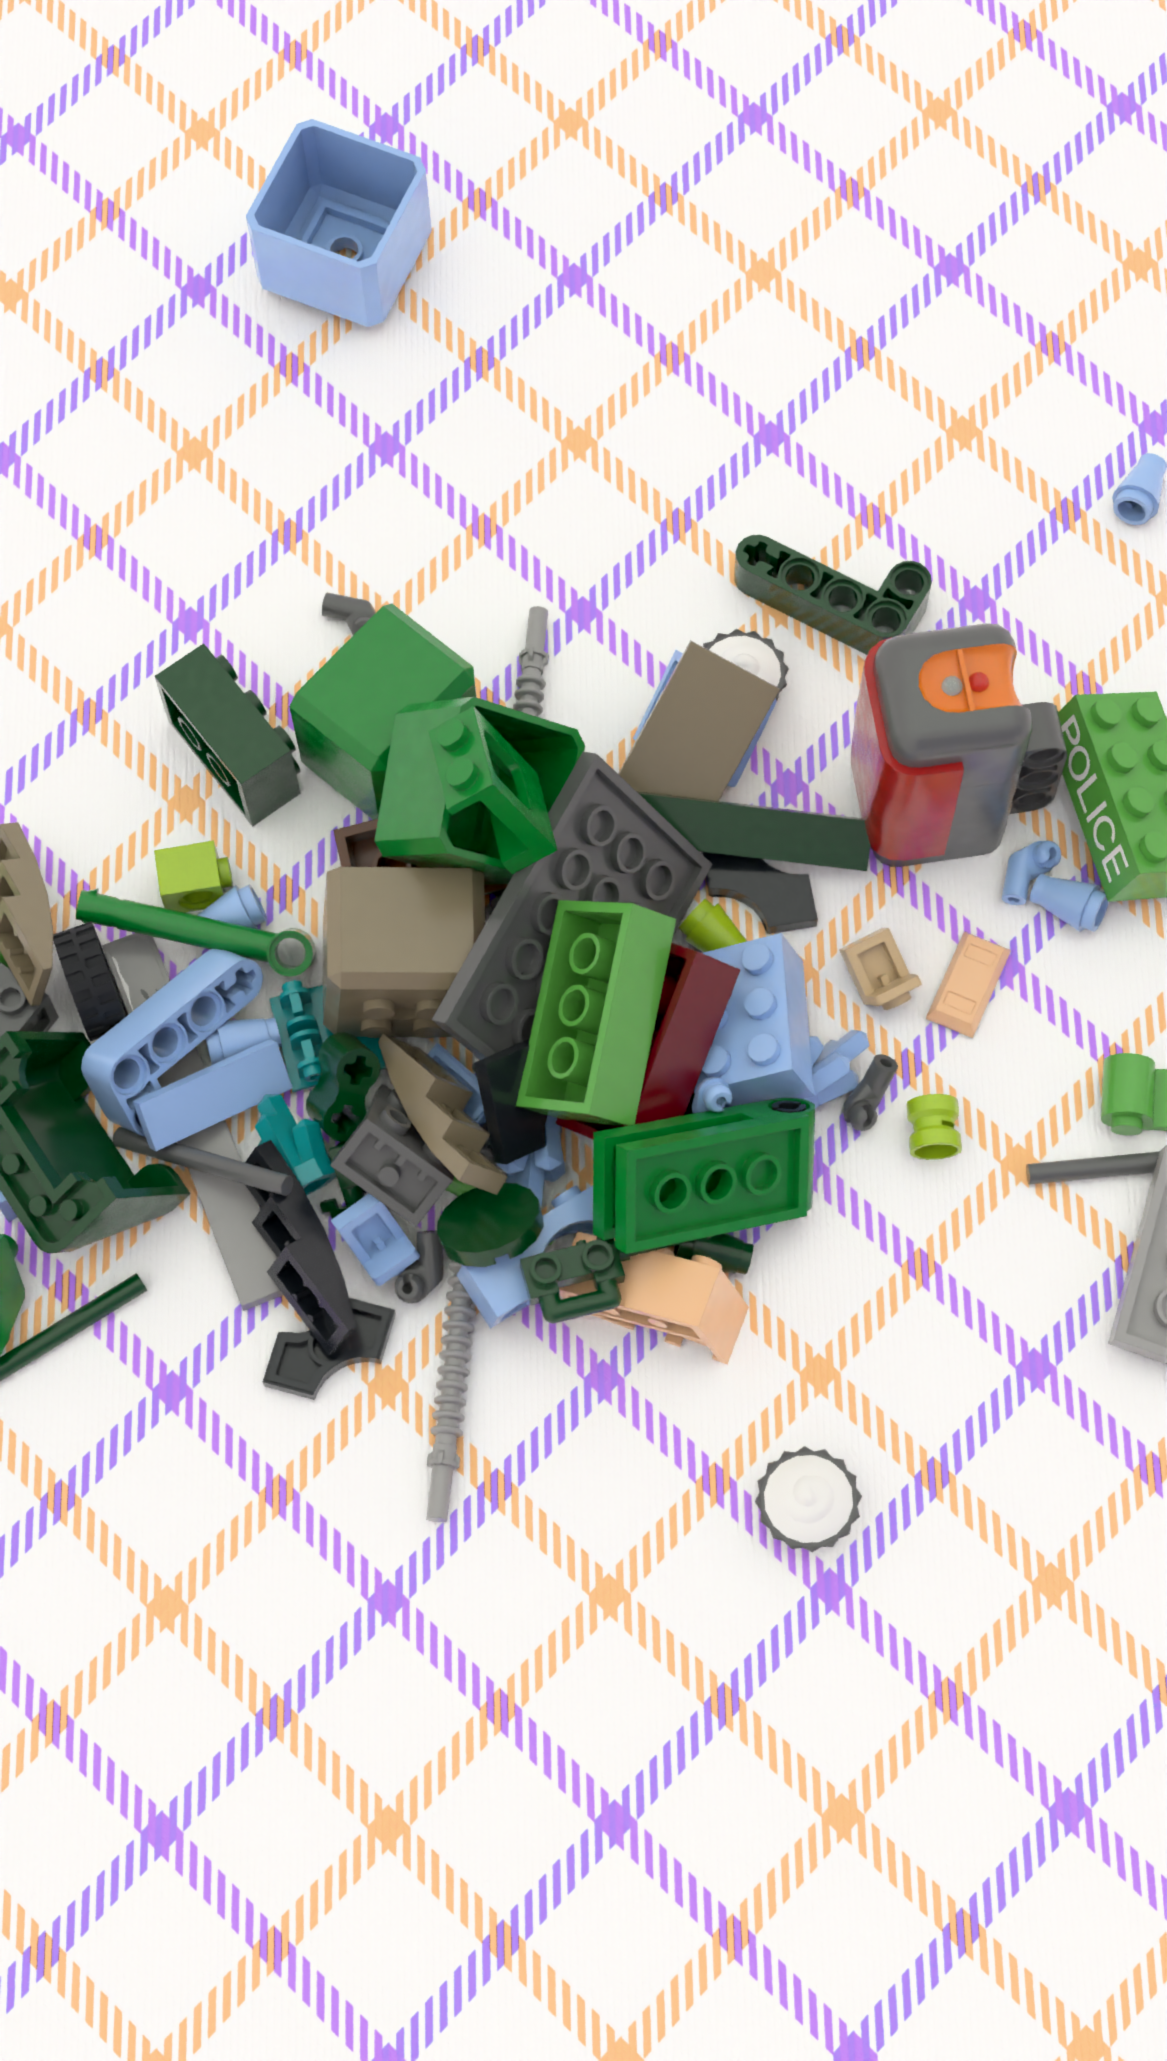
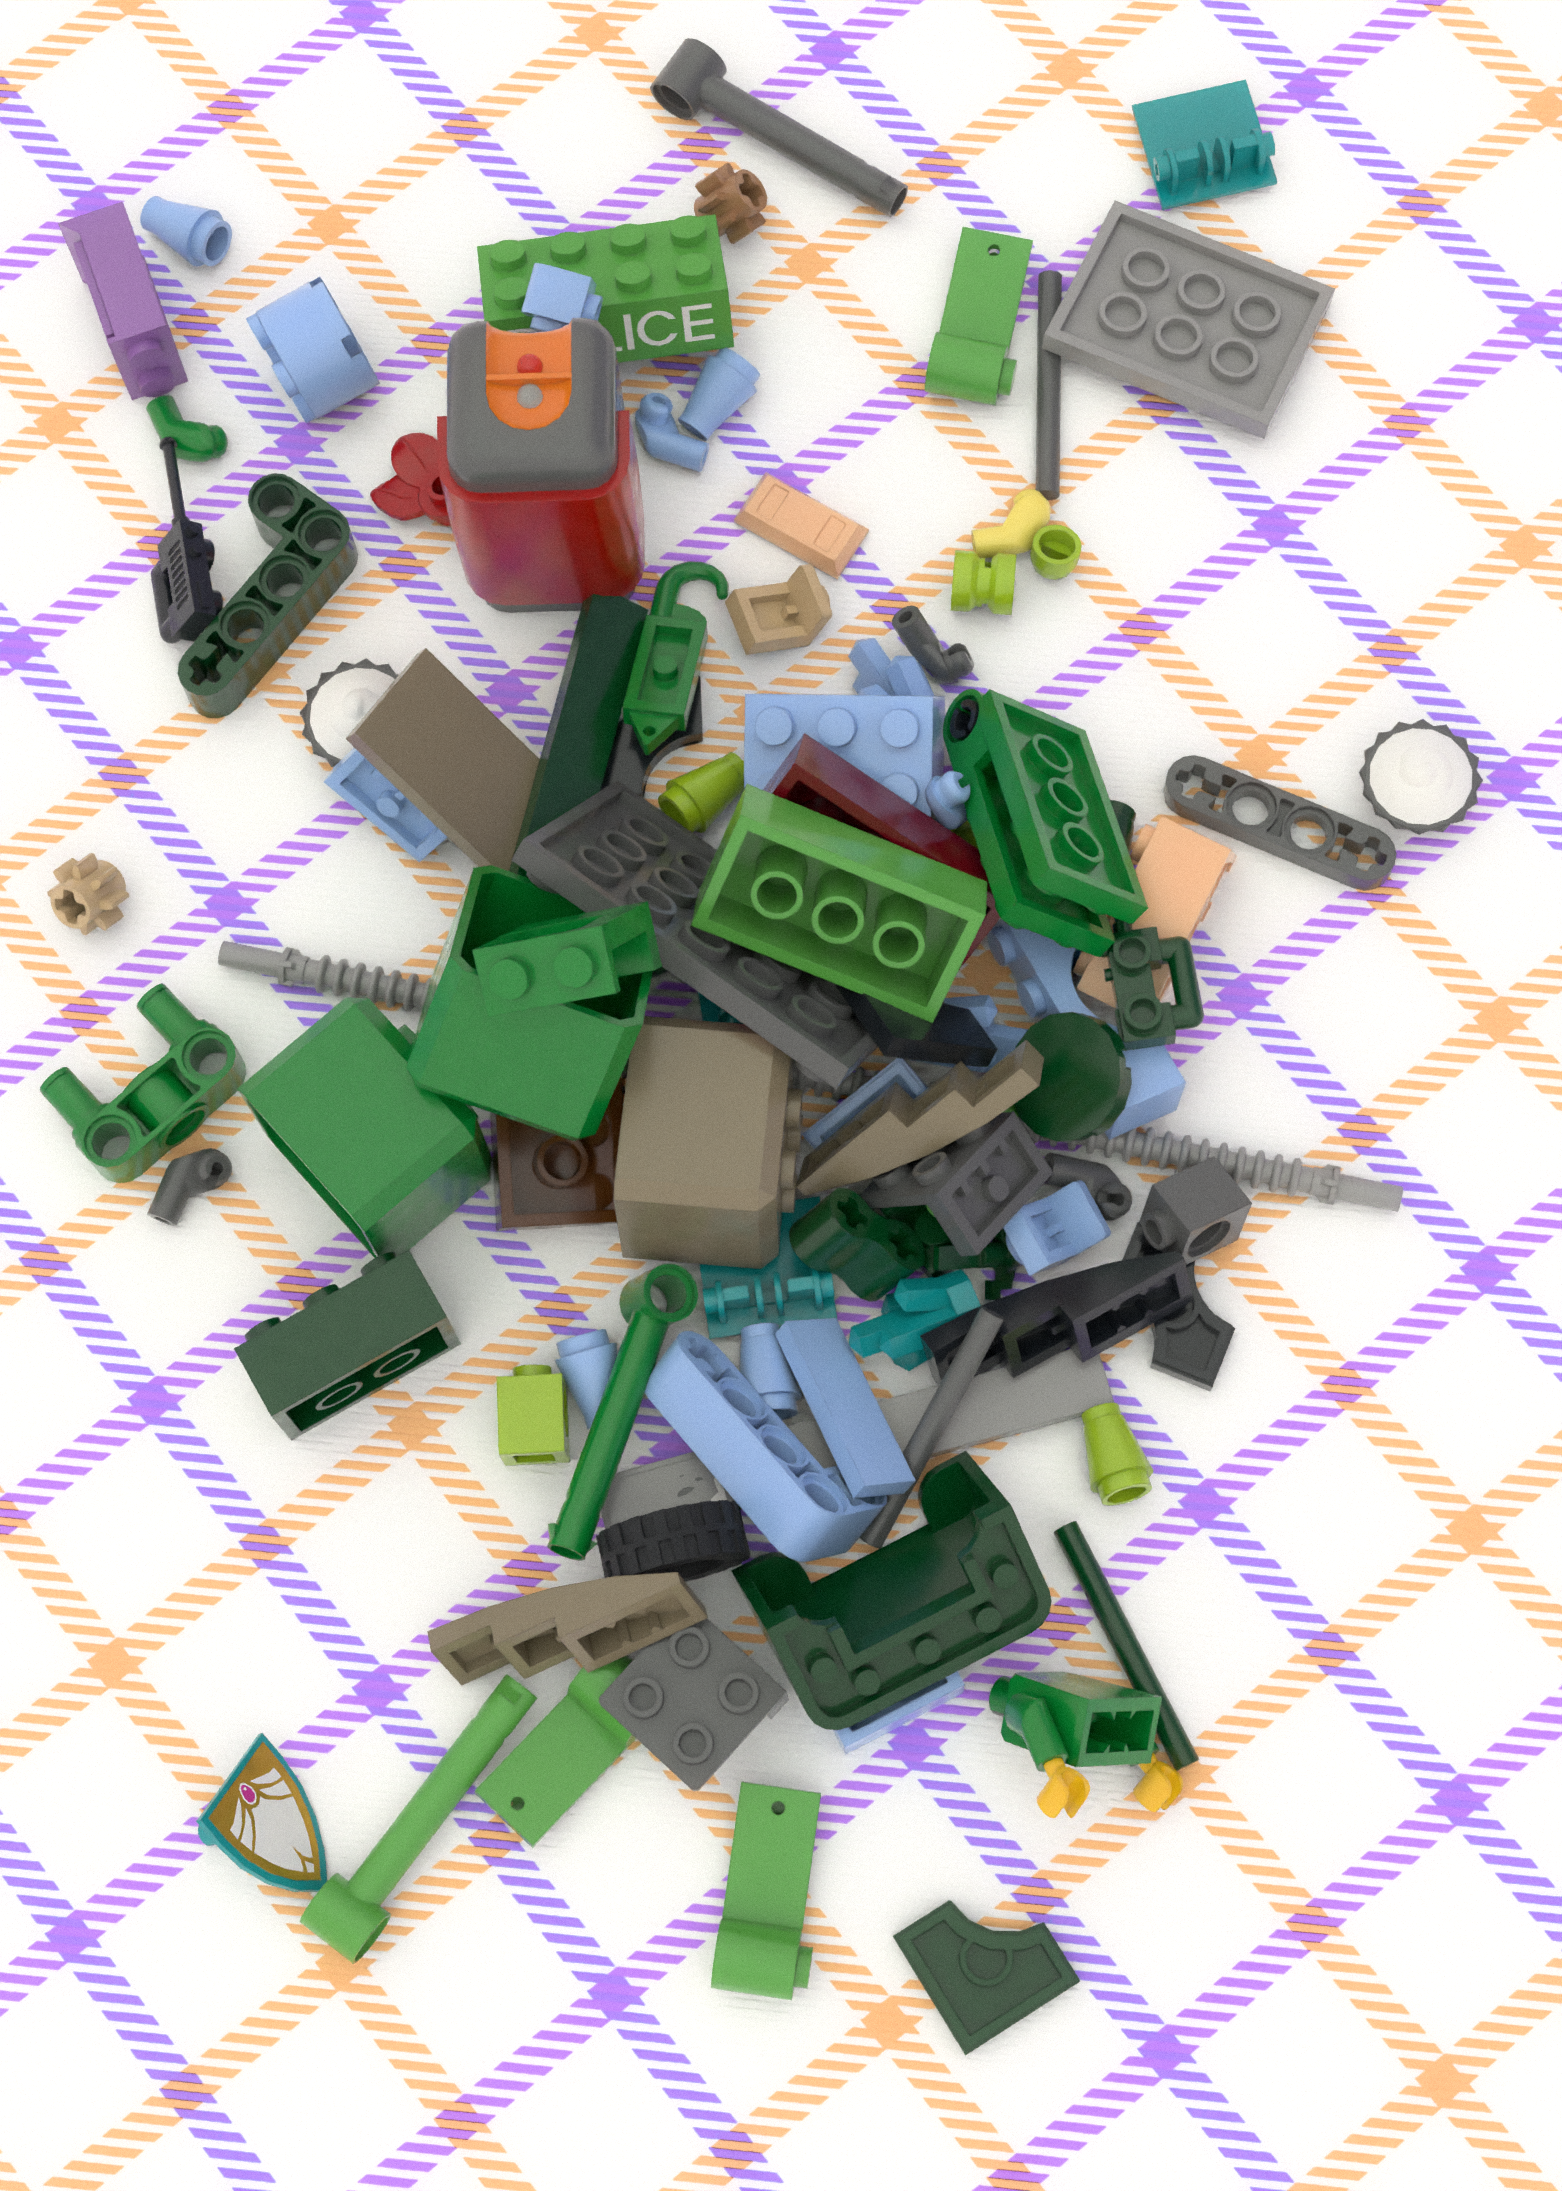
camera: 80 degrees left, 5 degrees up
(198, 1310) = (1114, 1456): none -> lime cone
(398, 1345) = (1195, 1211): none -> dark grey brick
(414, 583) = (161, 1102): none -> green piece
(569, 508) = (88, 894): none -> tan gear
(756, 1391) = (1274, 832): none -> dark grey beam
(823, 888) = (669, 657): none -> green plate
(853, 529) = (182, 575): none -> black piece
(961, 517) = (194, 439): none -> green arm
(981, 1186) = (1055, 551): none -> lime hinge
(990, 1153) = (1016, 535): none -> light yellow arm
(1045, 589) = (313, 350): none -> light blue brick
(1058, 451) = (125, 300): none -> medium lavender window
(1096, 742) = (558, 296): none -> light blue plate

